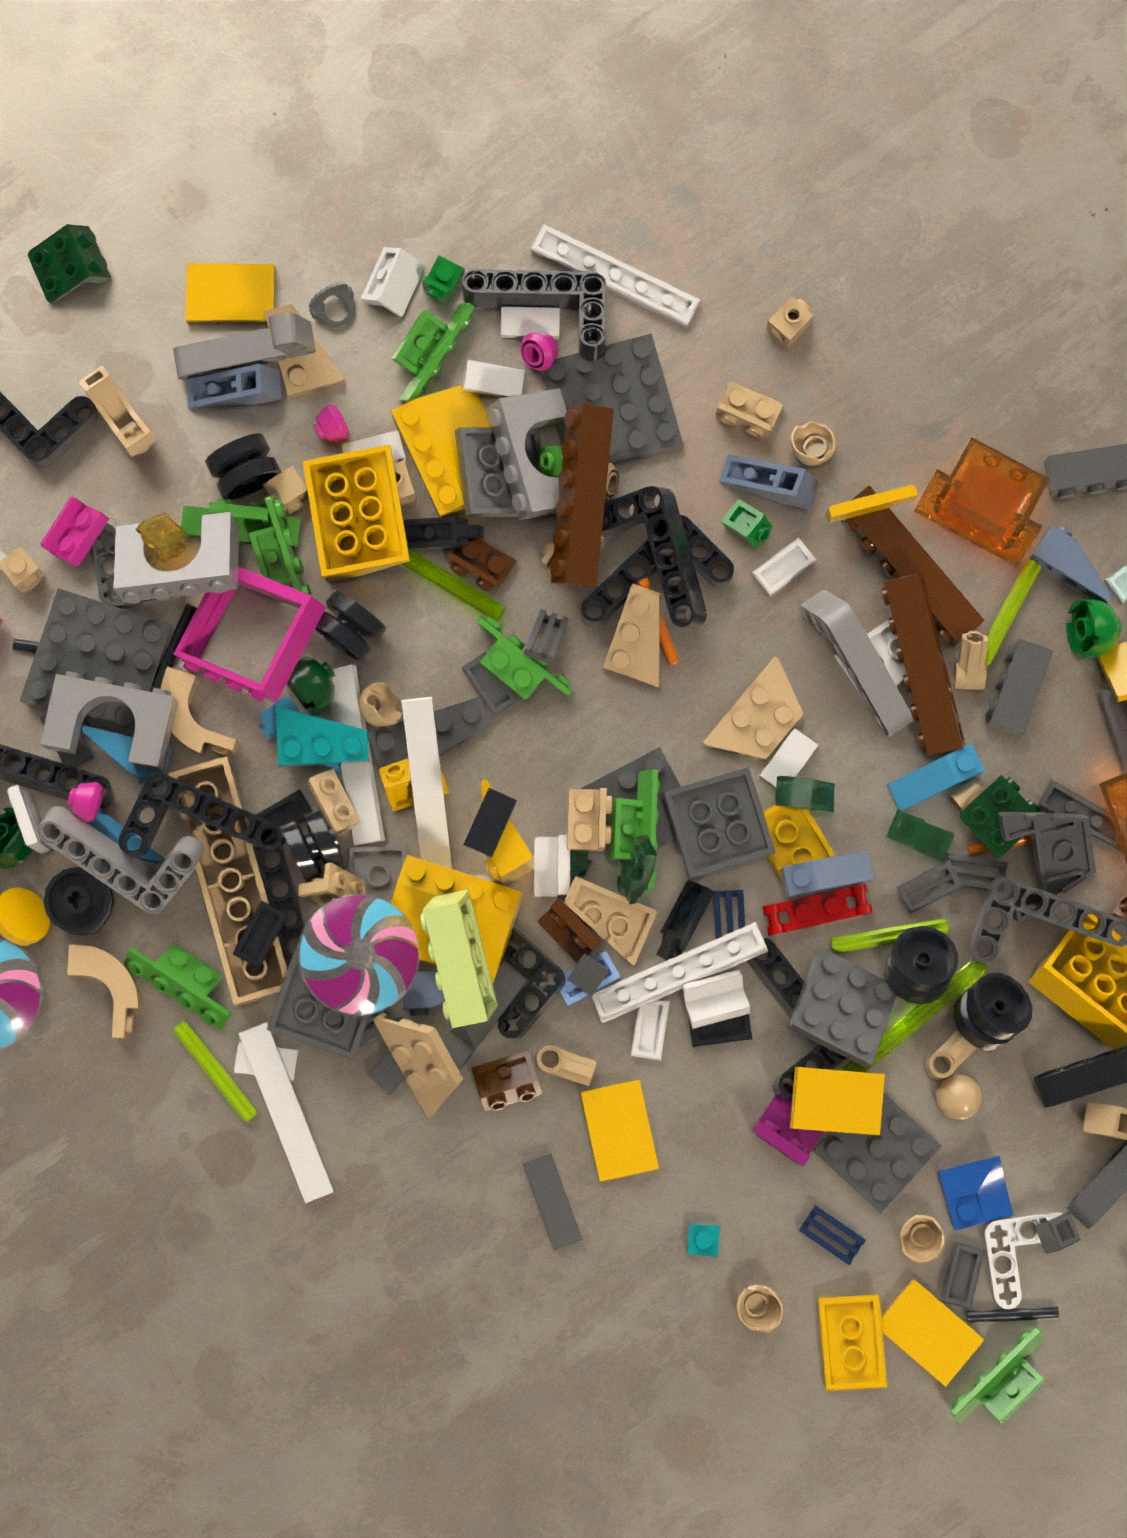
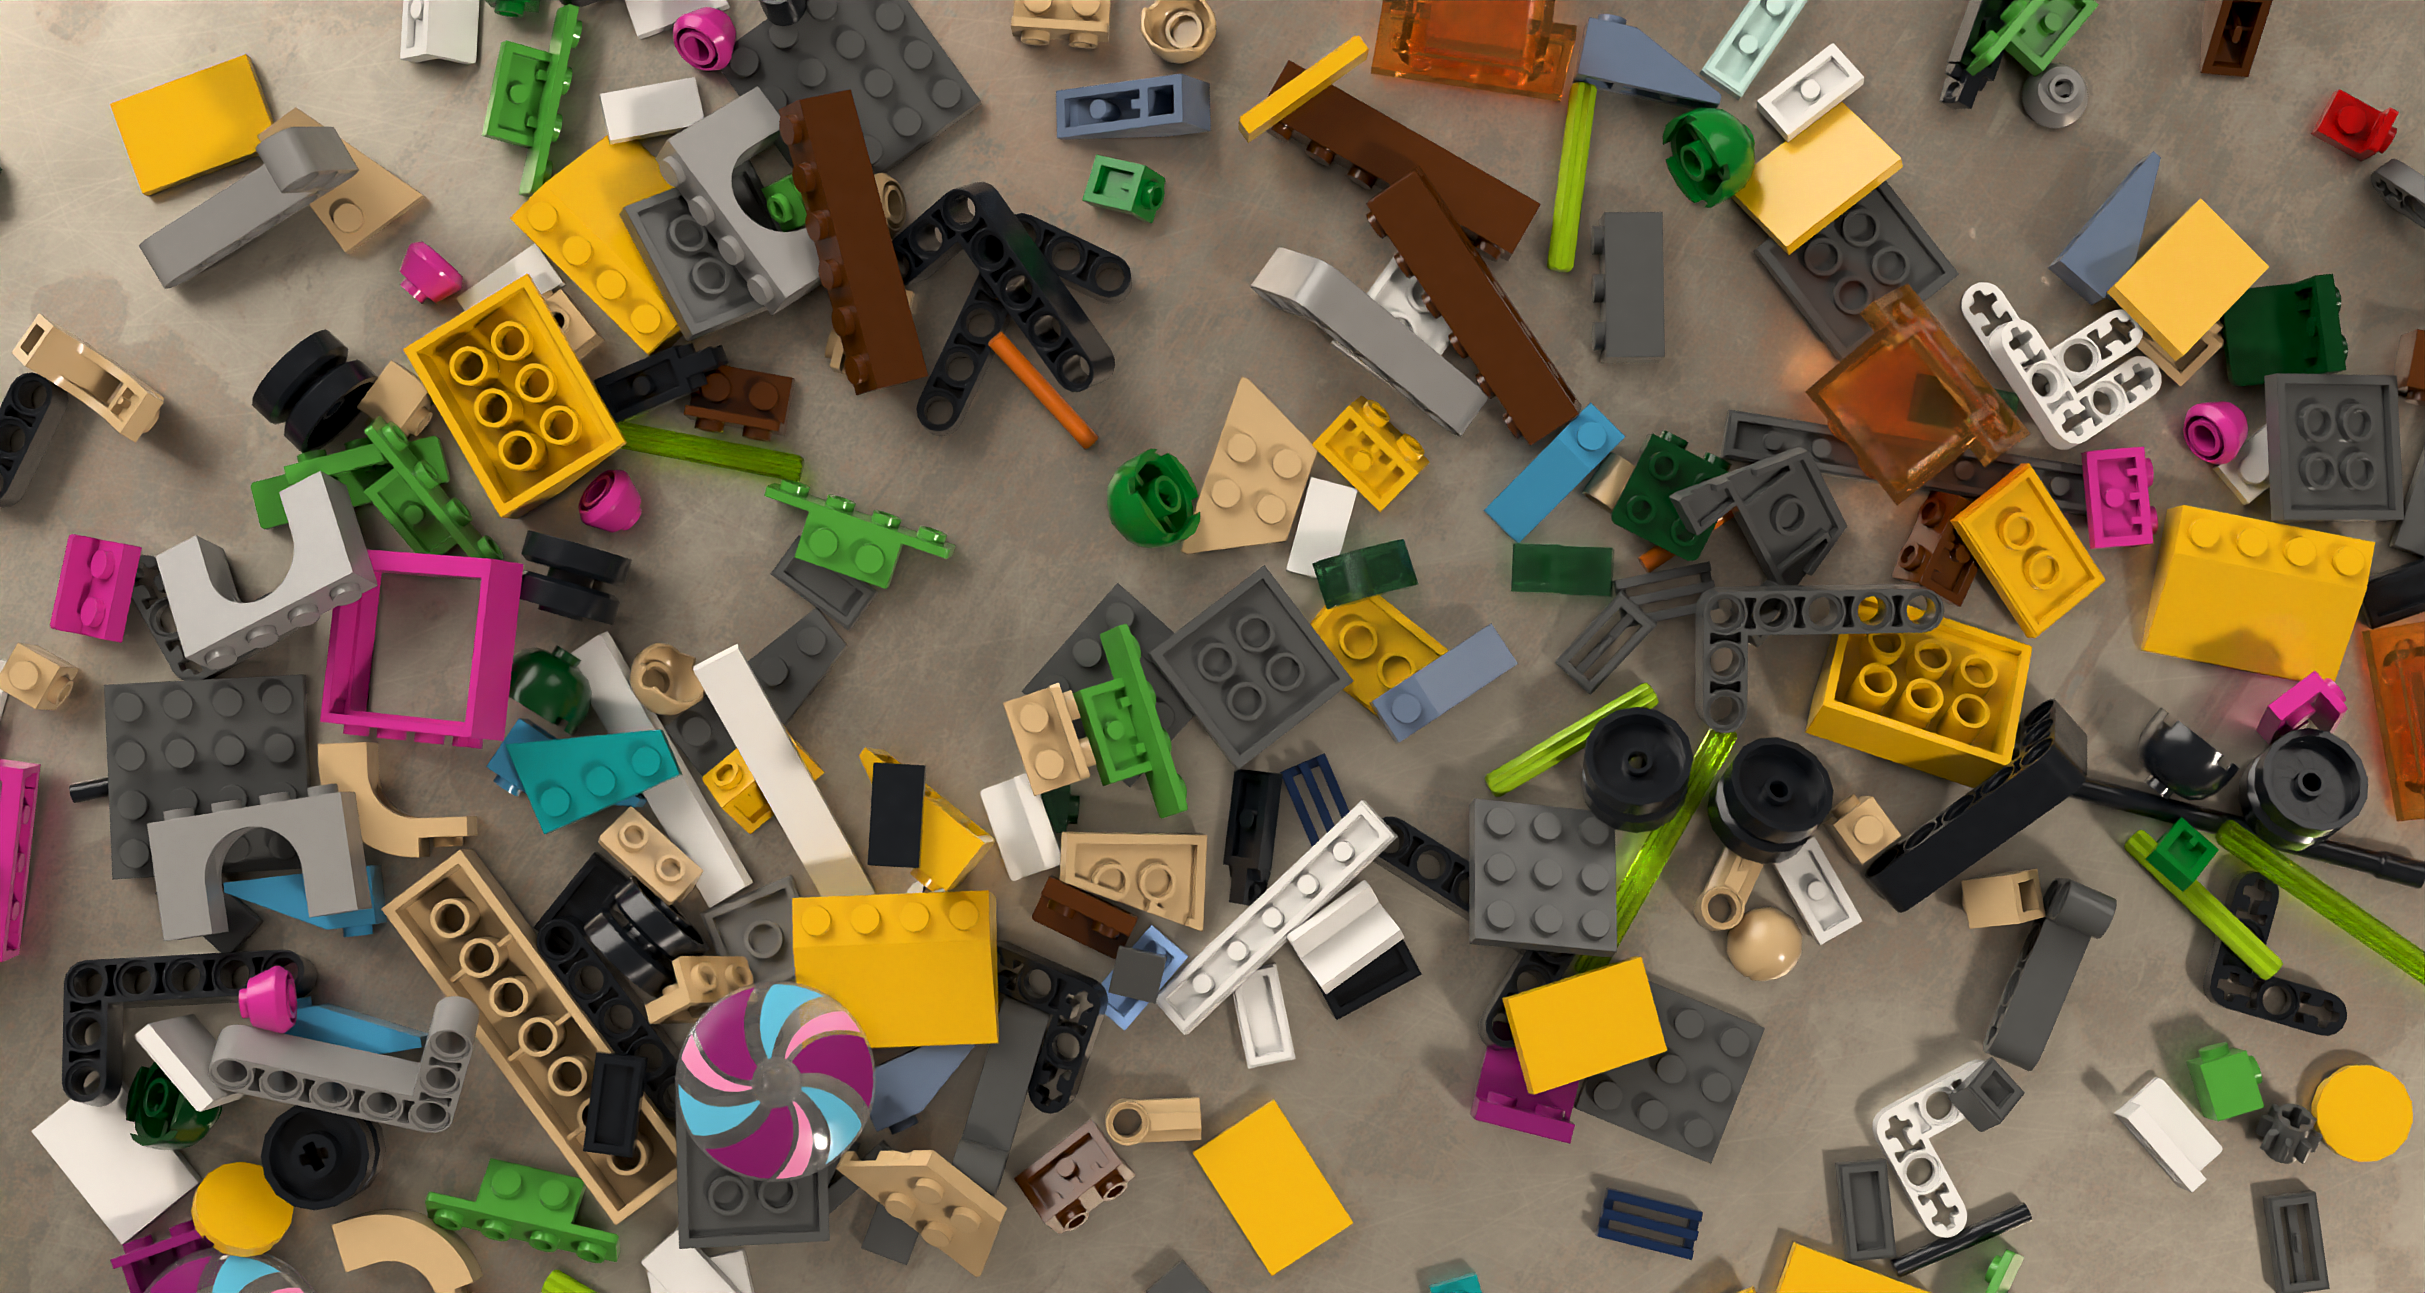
camera: 20 degrees left, 5 degrees up
(165, 536) = (233, 545): clear yellow bracket -> none
(168, 658) = (317, 730): black bar -> none
(197, 811) = (447, 953): black beam -> none
(235, 387) = (258, 271): sand blue slope -> none
(317, 304) = (338, 96): dark grey piece -> none
(385, 592) = (610, 502): none -> dark pink cone
(459, 958) = (931, 1032): yellowish green brick -> none
(550, 621) = (880, 451): dark grey tile -> none
(637, 637) = (1020, 429): tan wing -> none
(638, 872) = (1155, 789): clear green slope -> none
(697, 706) = (1152, 500): none -> green cylinder
(783, 567) = (1205, 234): white tile -> none
(817, 909) = (1448, 741): red plate -> none
(834, 726) = (1371, 452): none -> yellow bracket
(922, 1238) = (1787, 1181): tan hair -> none
(971, 666) = (1546, 284): tan piece -> none
(975, 1193) = (1841, 1079): blue plate -> none
(1001, 1077) = (1817, 892): none -> white plate
(1040, 1049) = (1860, 828): none -> tan brick

